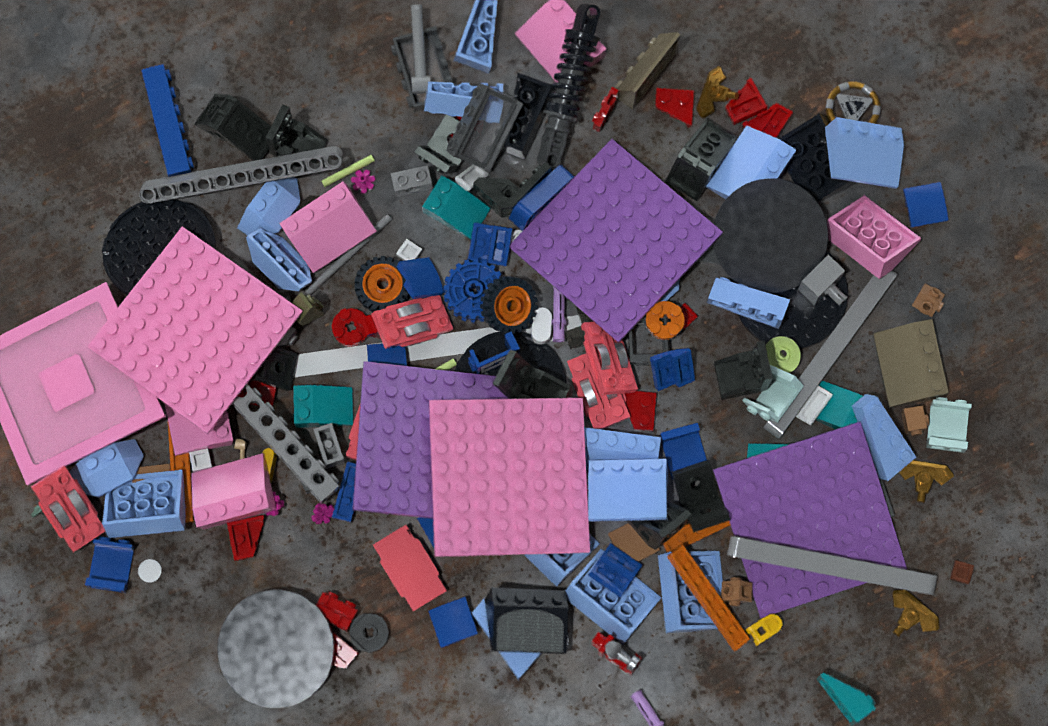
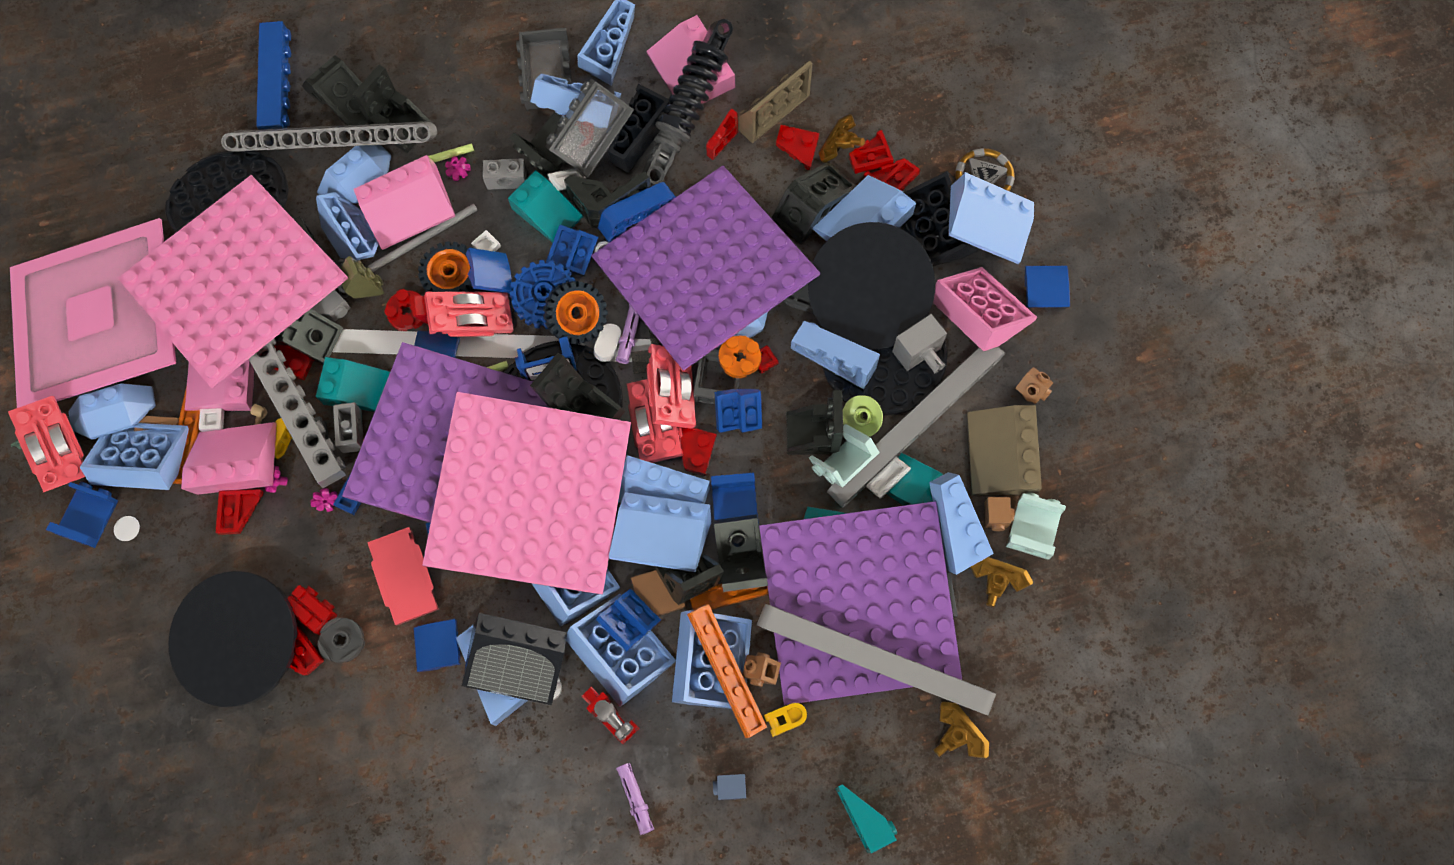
camera: 15 degrees right, 5 degrees down
(420, 81) = (542, 43): light grey piece -> none
(729, 693) = (730, 787): none -> sand blue brick
(961, 572) = (1025, 695): copper tile -> none

